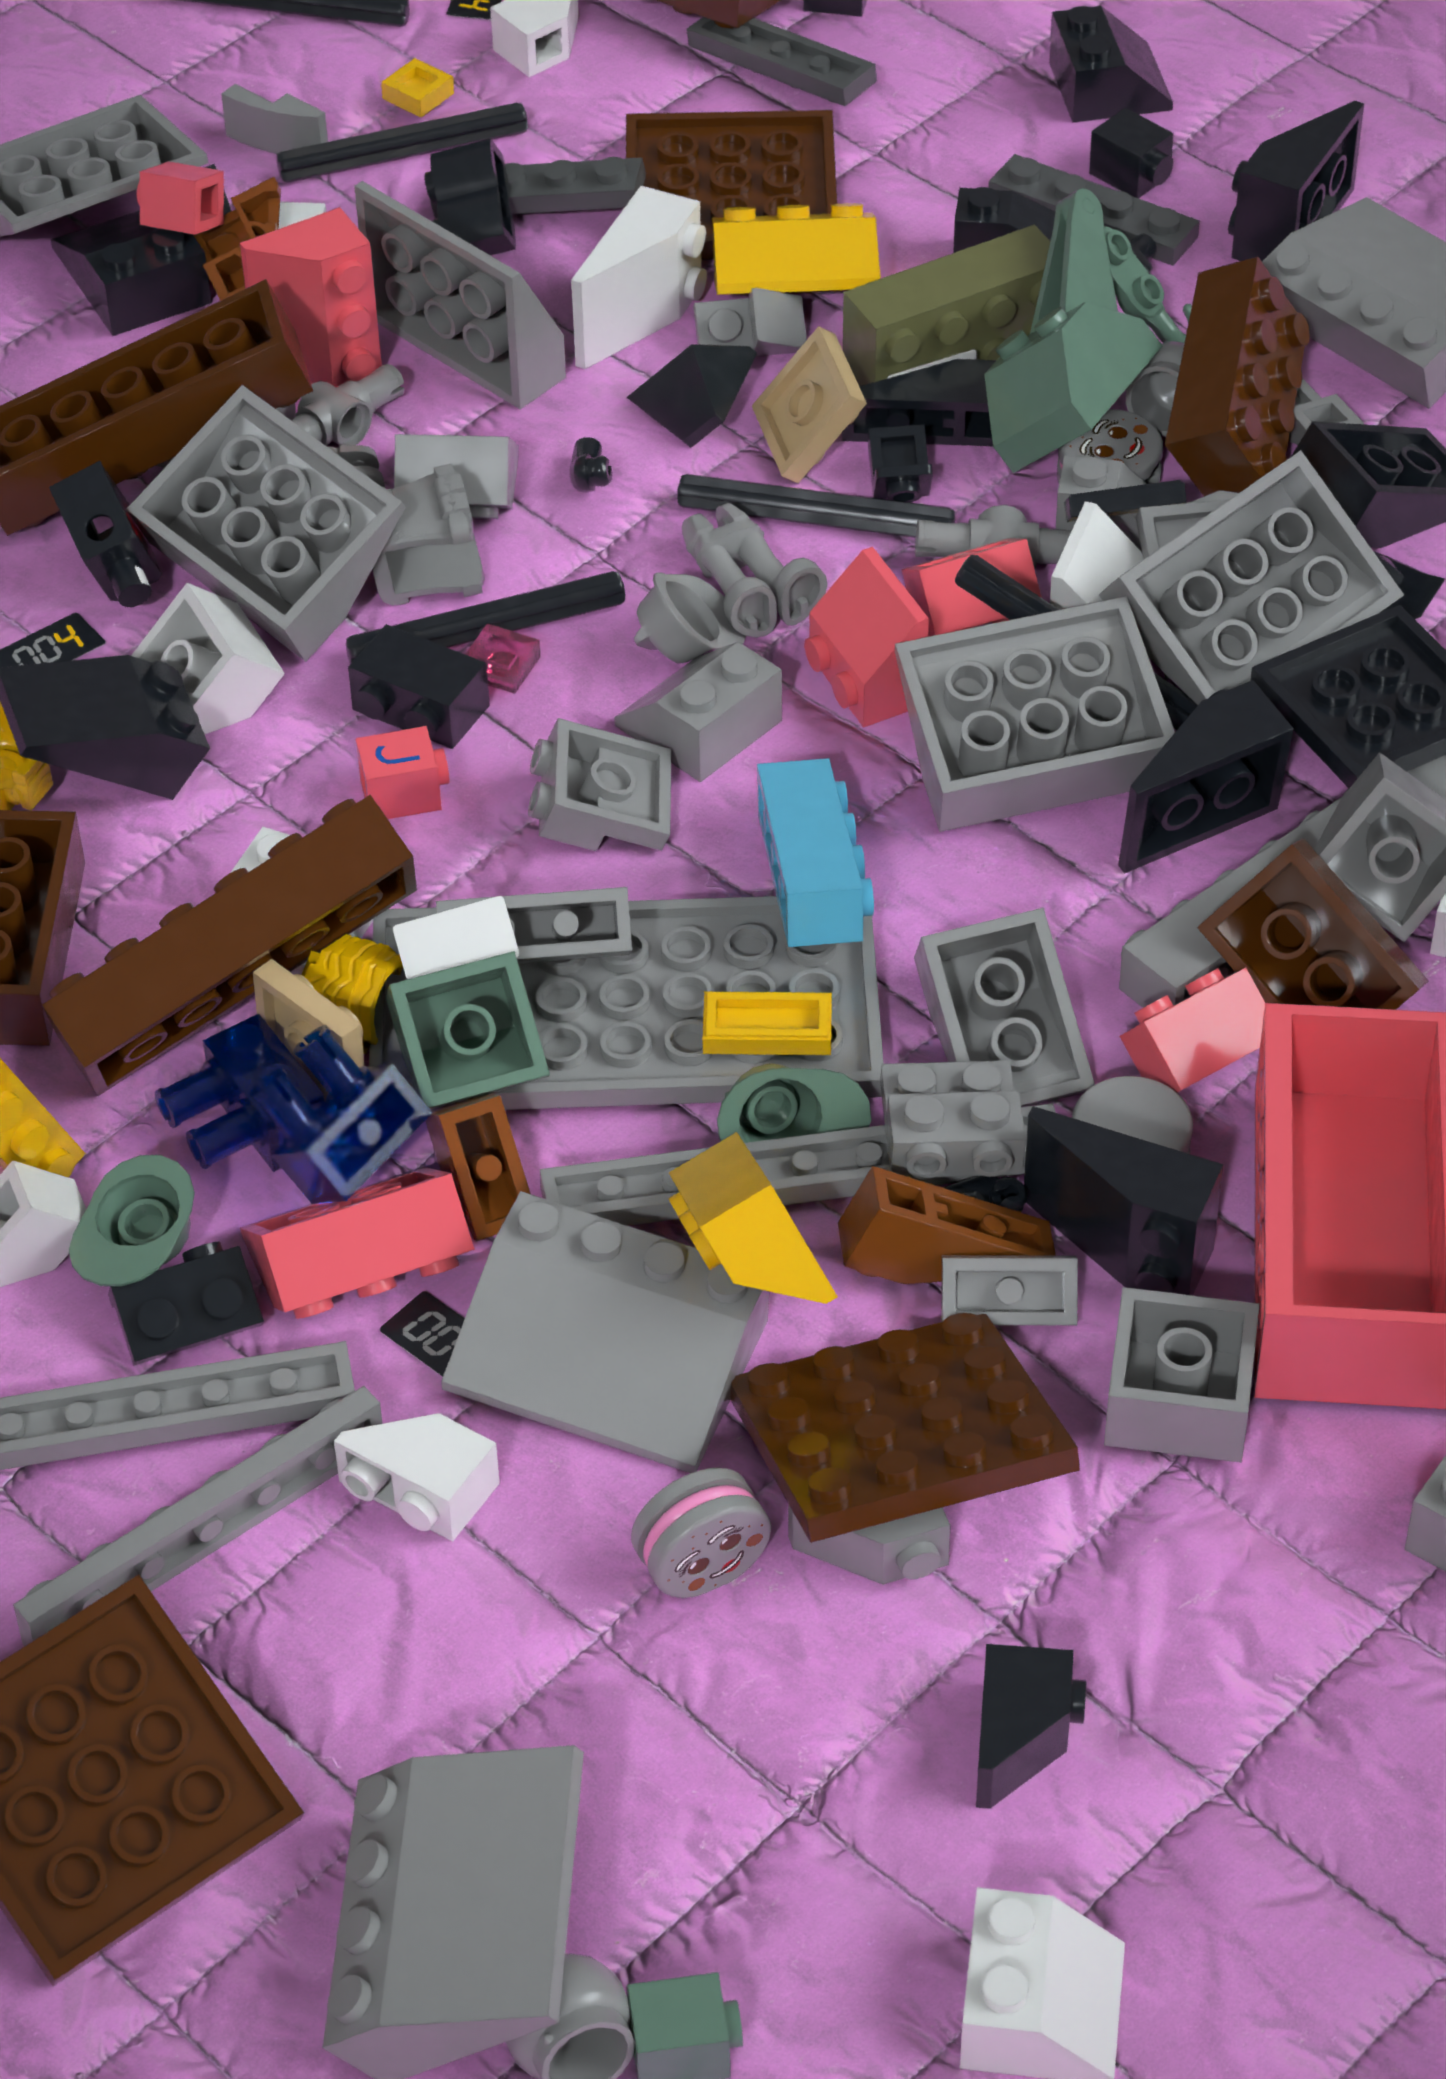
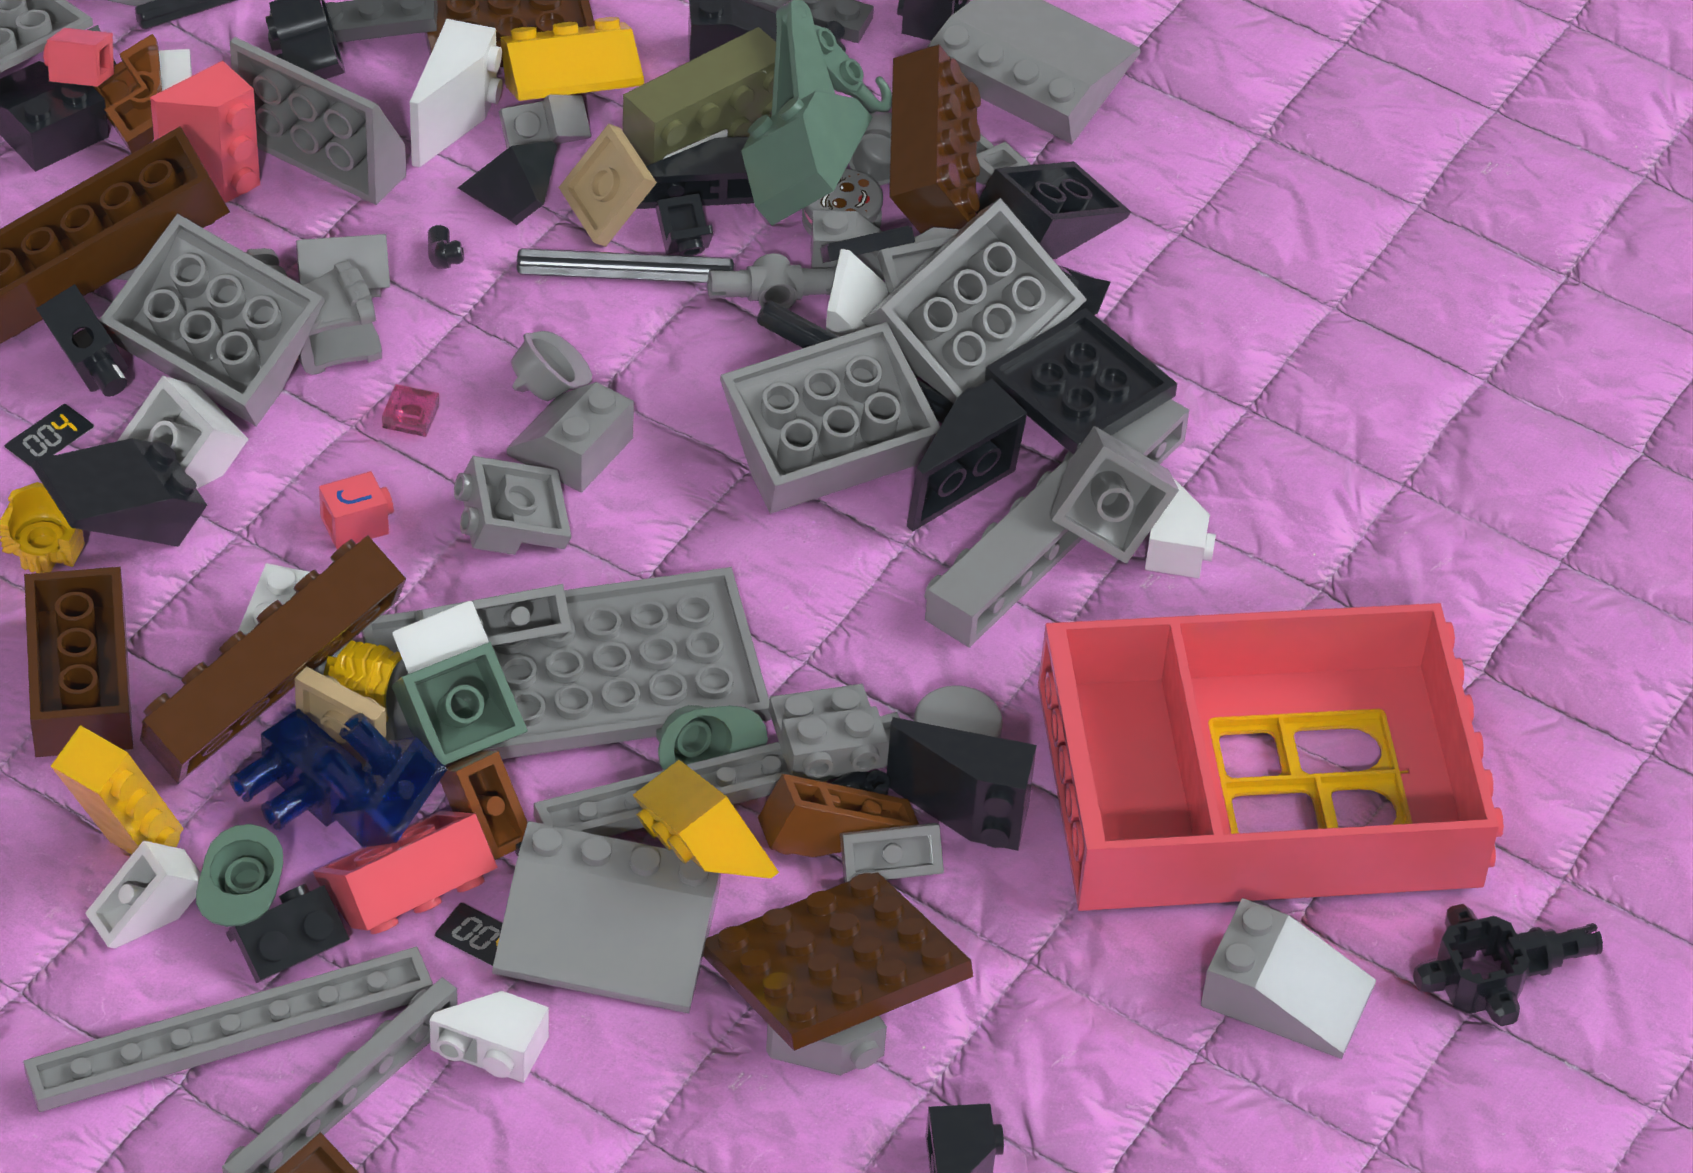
camera: 15 degrees left, 0 degrees up
(346, 411) = (246, 217): light grey pin -> none
(419, 685) = (353, 438): black brick -> none
(509, 613) = (382, 382): black axle -> none
(700, 1532) = (709, 1053): light grey head -> none
(752, 601) = (608, 338): light grey piece -> none
(767, 1023) = (677, 674): yellow tile -> none
(813, 853) = (684, 541): medium azure brick -> none
(856, 637) = (685, 369): coral slope -> none
(950, 606) = (736, 325): coral brick -> none
(1003, 997) = (847, 638): light grey slope -> none
(1181, 1374) = (1028, 900): light grey brick -> none
(1199, 1034) = (995, 648): coral brick -> none
(1310, 939) = (1064, 572): reddish brown slope -> none

